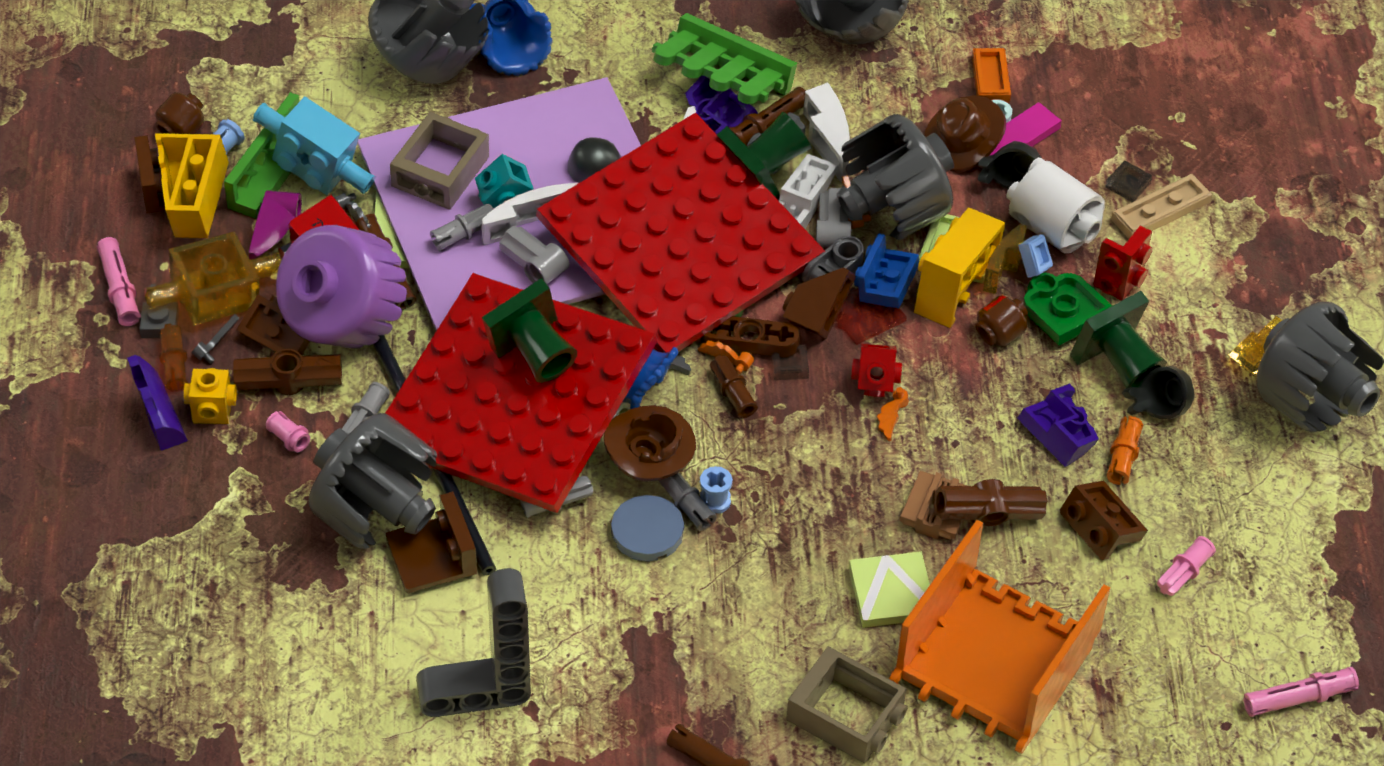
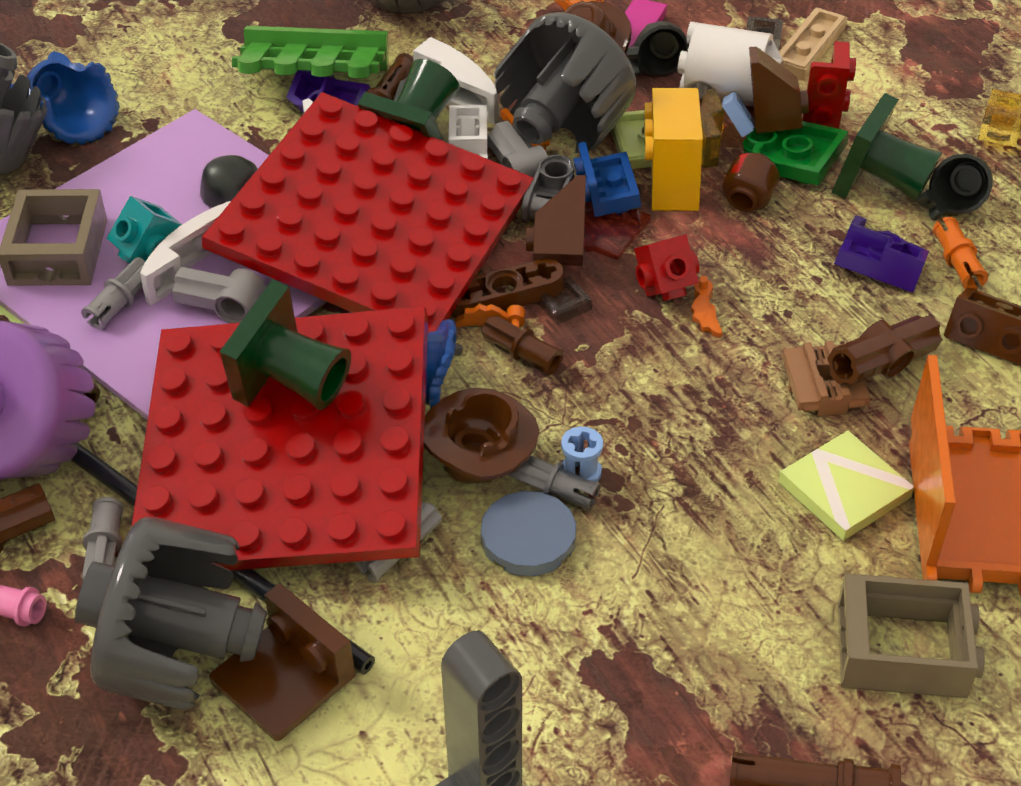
camera: 25 degrees left, 5 degrees down
(1066, 251) = (776, 94): none -> reddish brown slope

